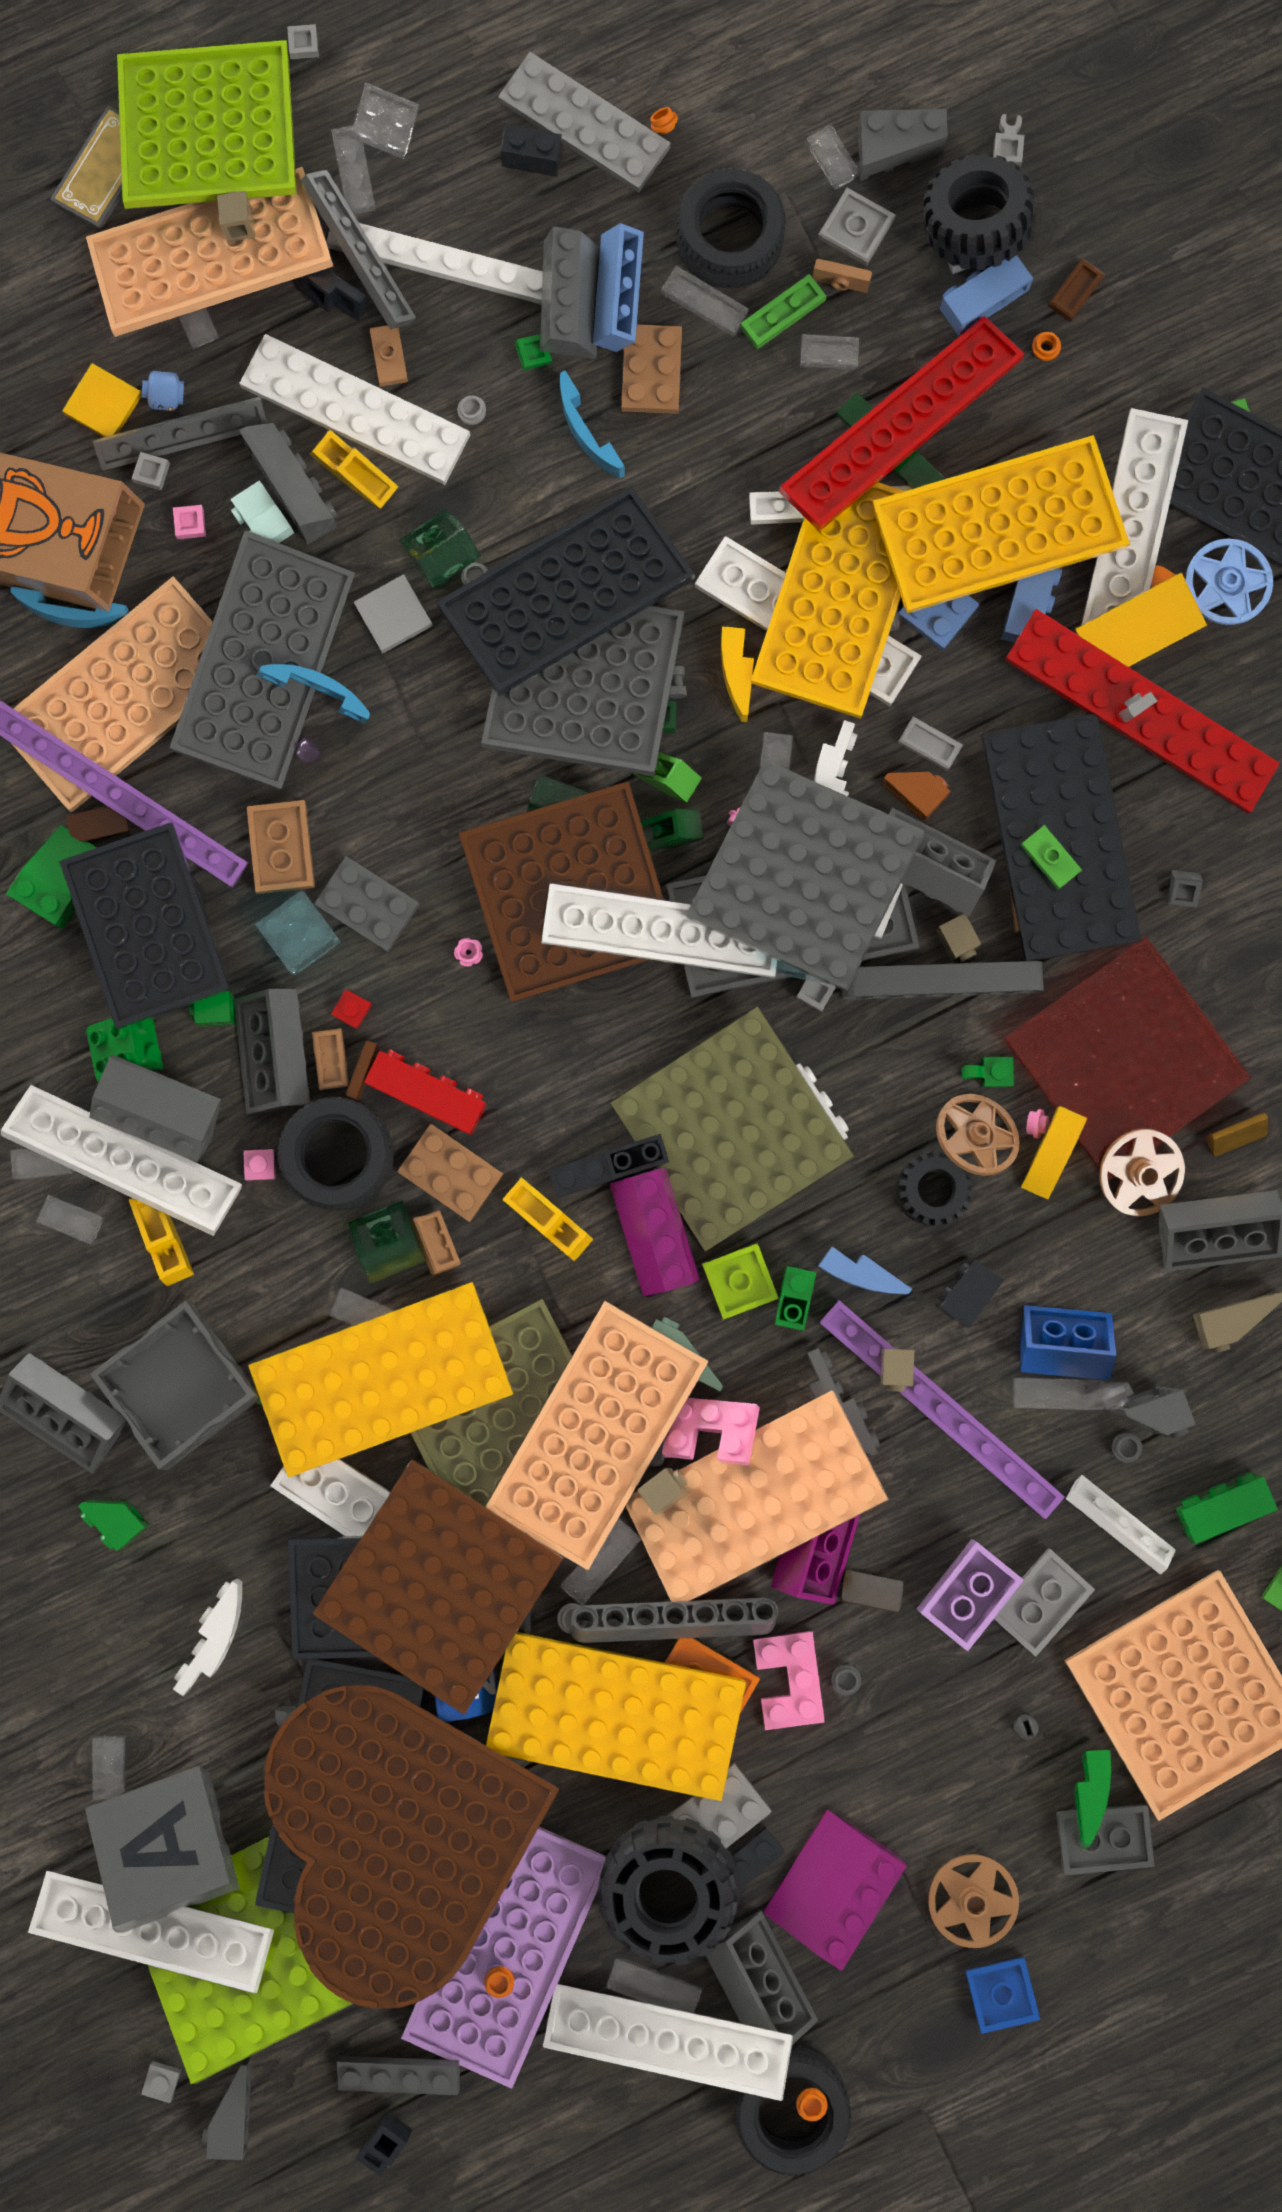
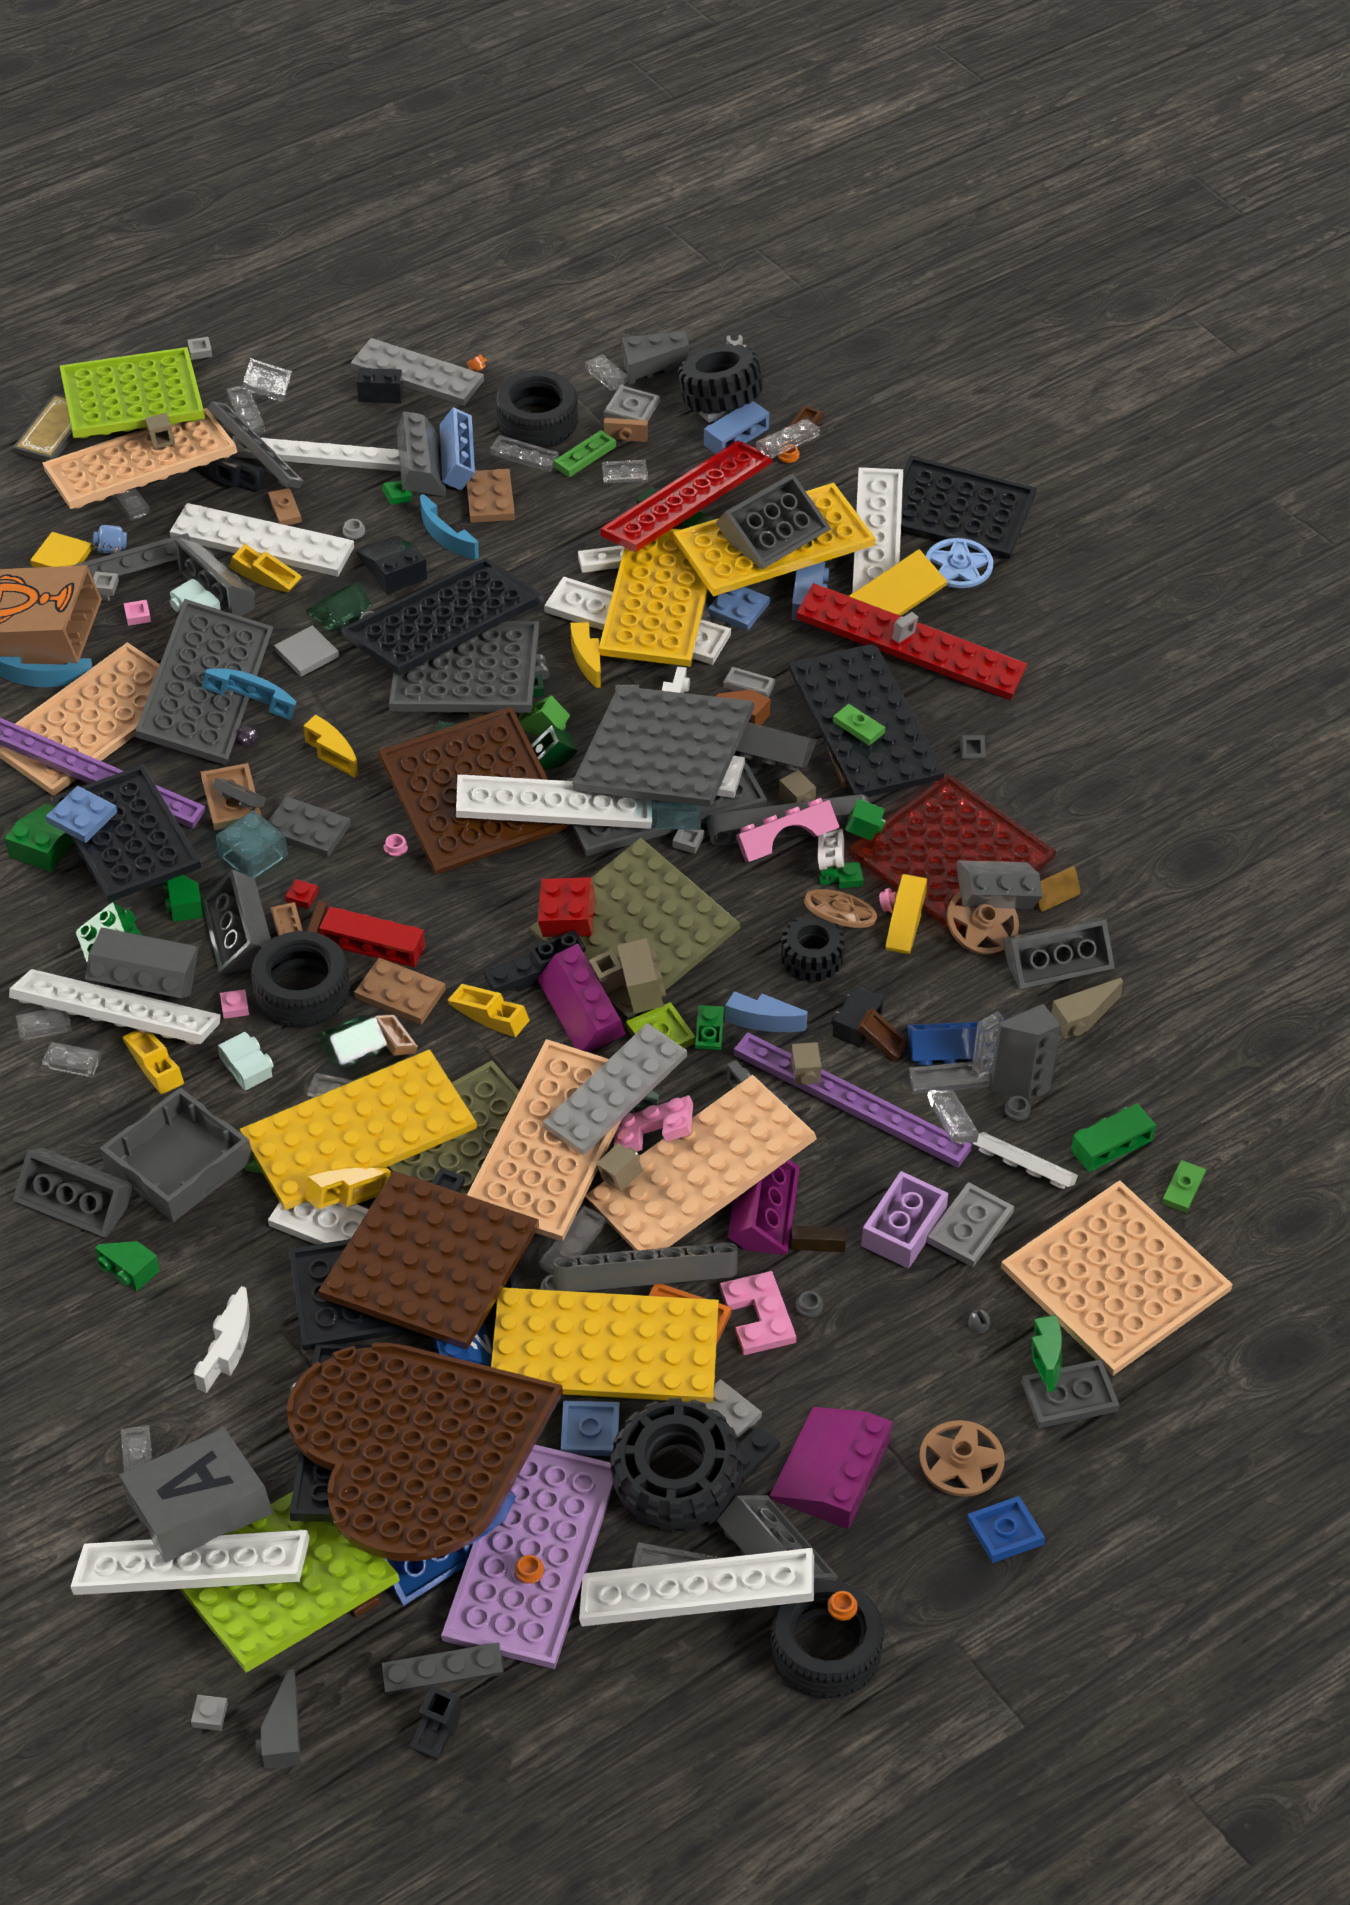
camera: 10 degrees left, 35 degrees down
(92, 897) = (81, 814): none -> medium blue plate
(264, 1256) = (245, 1060): none -> light aqua brick
(288, 857) = (232, 790): none -> dark grey plate
(358, 1463) = (345, 1186): none -> yellow slope
(406, 782) = (330, 745): none -> yellow slope
(470, 1477) = (449, 1180): none -> black plate
(514, 474) = (394, 563): none -> black slope
(586, 1806) = (589, 1427): none -> medium blue plate
(654, 1102) = (566, 906): none -> red brick
(673, 1387) = (615, 1089): none -> light grey plate
(689, 1208) = (608, 971): none -> dark tan brick
(726, 1227) = (642, 975): none -> dark tan brick
(968, 1000) = (815, 819): none -> bright pink arch
(982, 1040) = (831, 849): none -> white plate
(992, 1329) = (882, 1034): none -> reddish brown tile
(1003, 511) = (773, 522): none -> dark grey slope
(1031, 1010) = (865, 819): none -> green brick
(1050, 326) = (788, 438): none -> clear plate
(1050, 1458) = (953, 1116): none -> clear plate
(1171, 1134) = (999, 884): none -> dark grey slope

